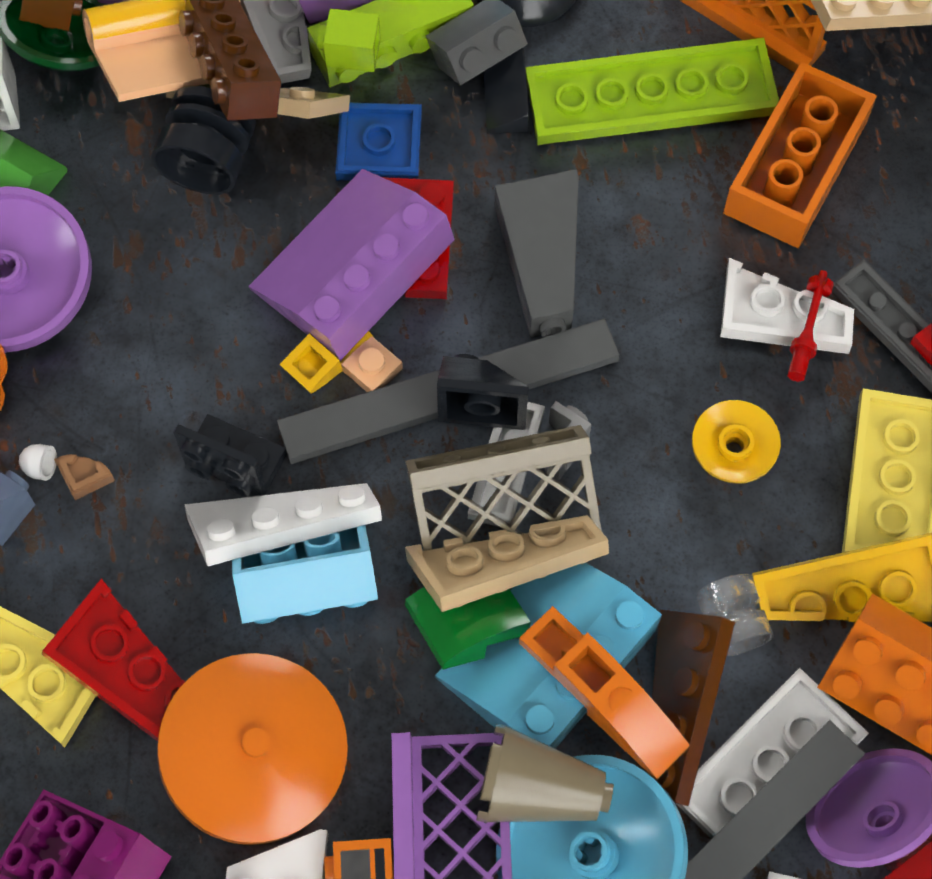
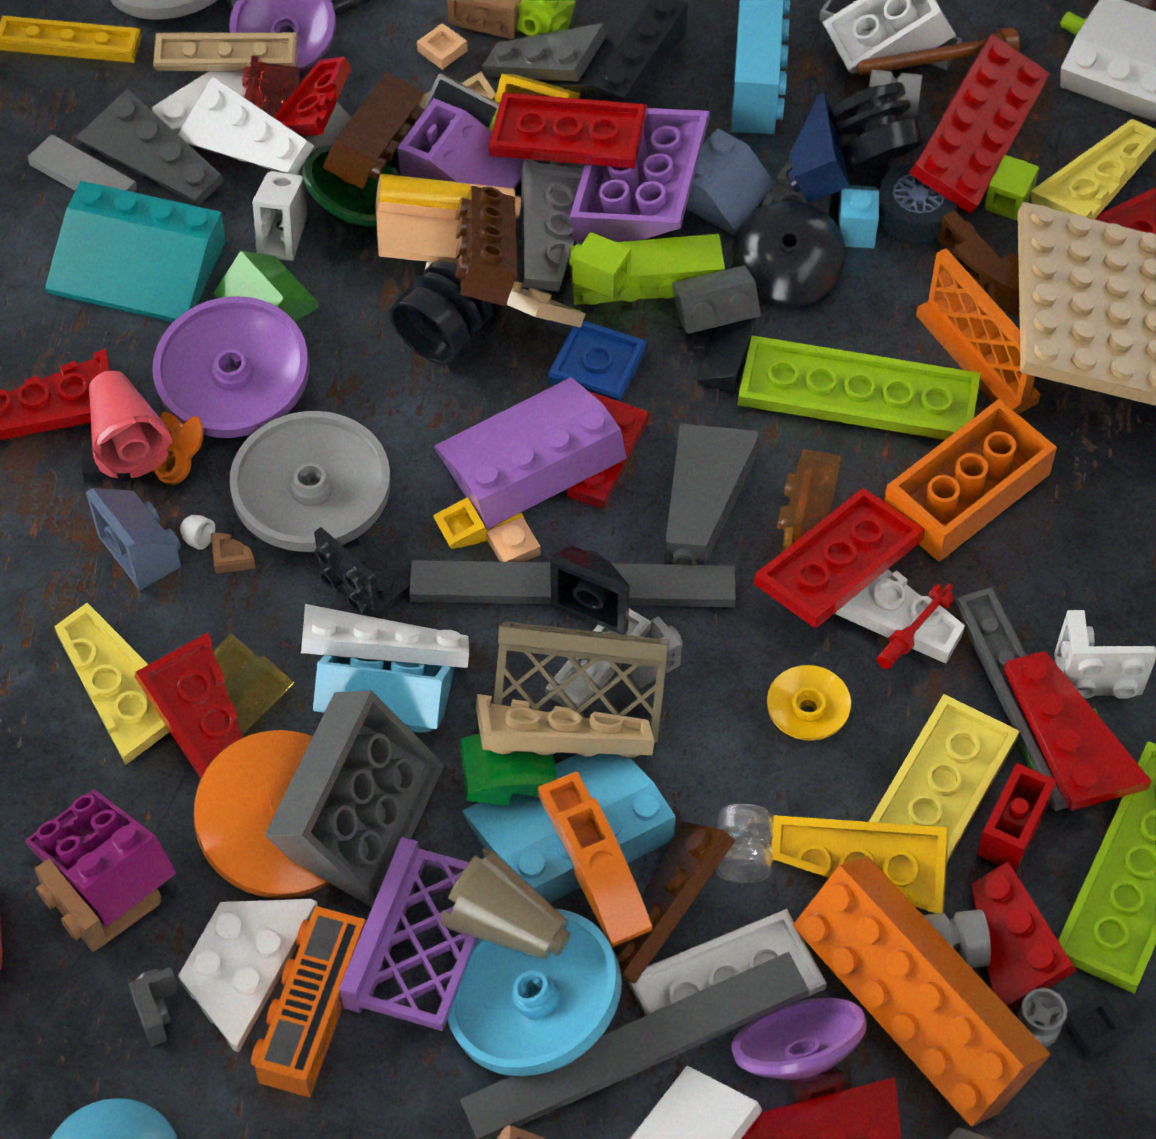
camera: 20 degrees right, 10 degrees down
(138, 369) = (307, 476): none -> light grey dish
(162, 610) = (249, 681): none -> clear yellow slope
(327, 707) = (355, 795): none -> dark grey slope
(655, 245) = (810, 494): none -> clear orange bracket
(708, 279) = (839, 557): none -> red plate

